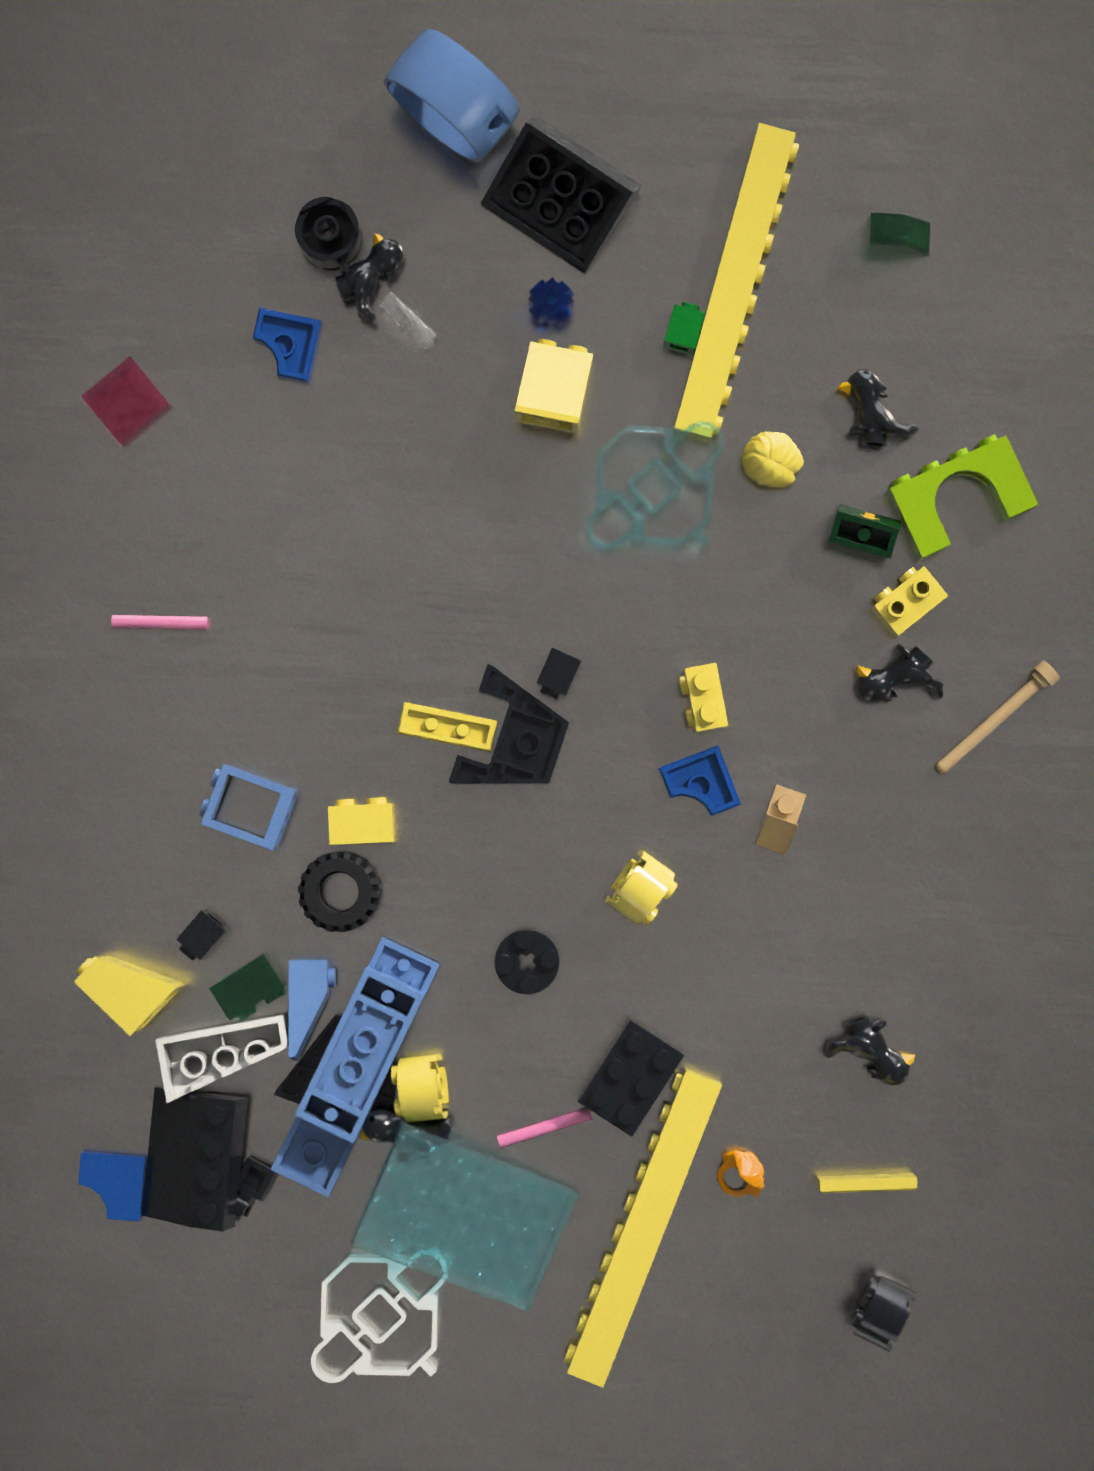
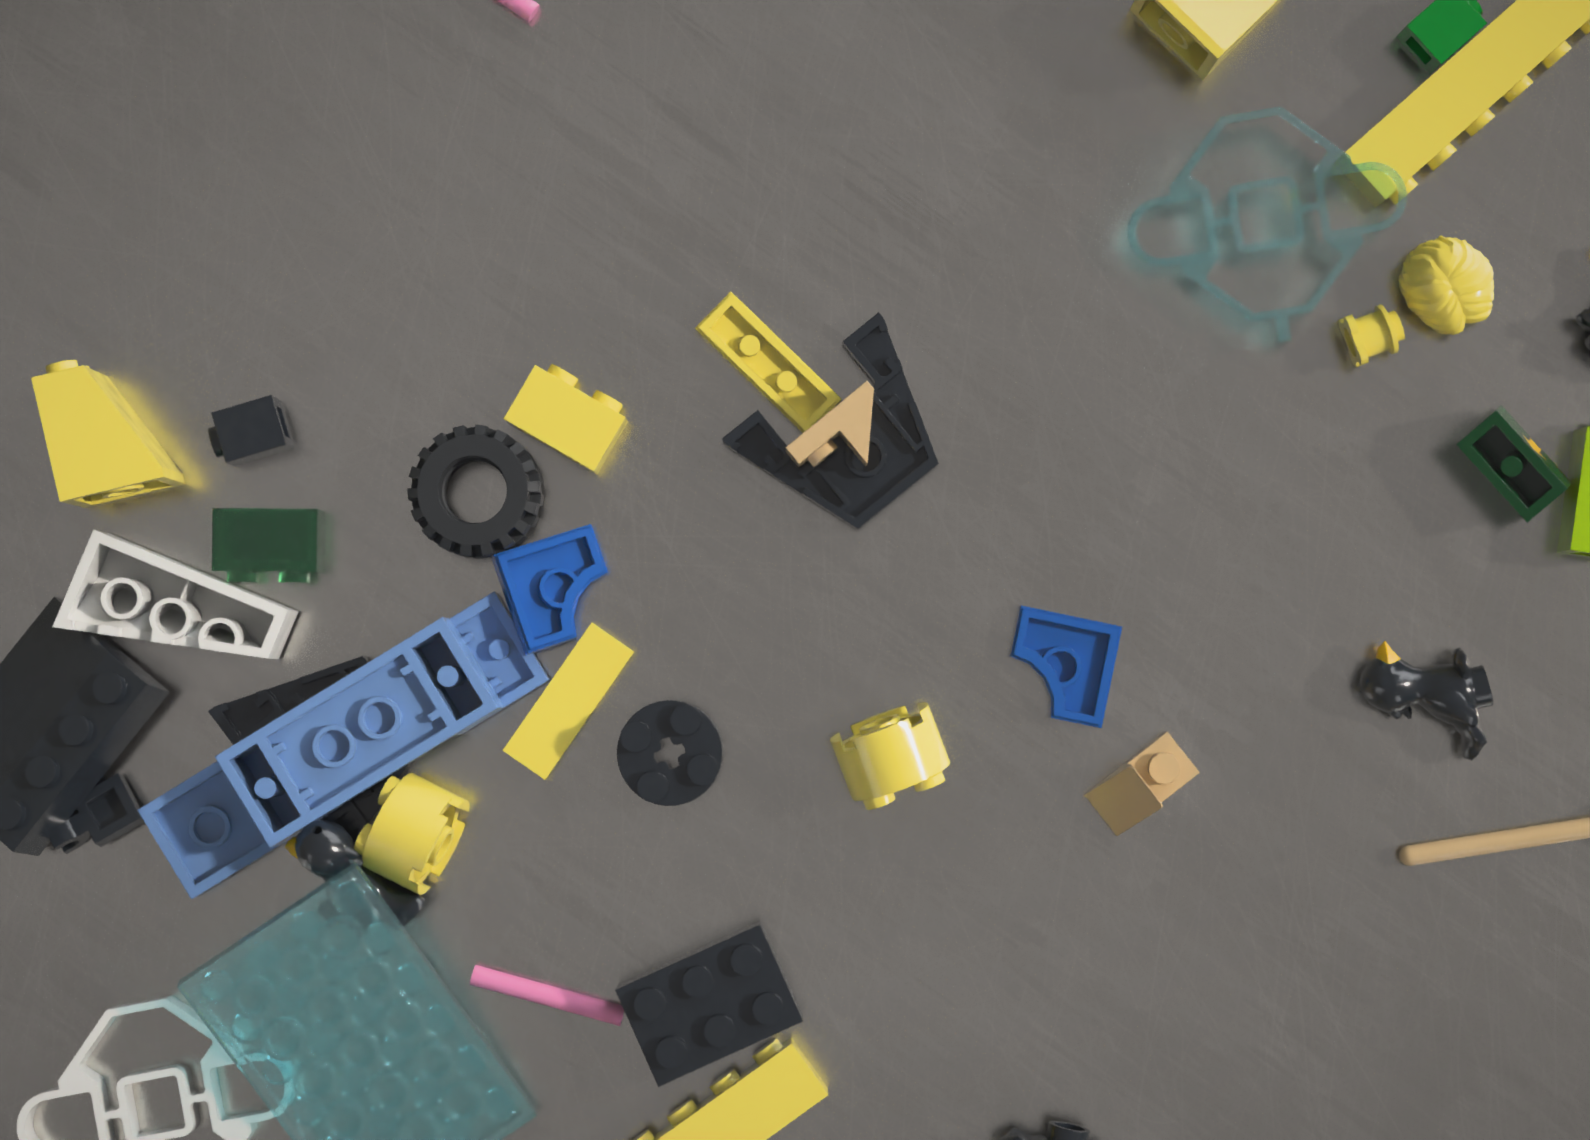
camera: 25 degrees right, 0 degrees up
(279, 817) = (456, 341): medium blue window -> none
(308, 995) = (338, 609): medium blue slope -> none
(406, 915) = (545, 585): none -> blue tile
(457, 968) = (568, 701): none -> light yellow tile
(508, 730) = (848, 419): none -> tan slope
(558, 674) = (966, 388): black brick -> none
(704, 698) = (1146, 549): light yellow brick -> none
(749, 510) = (1371, 334): none -> light yellow brick
(908, 601) = (1511, 598): light yellow brick -> none

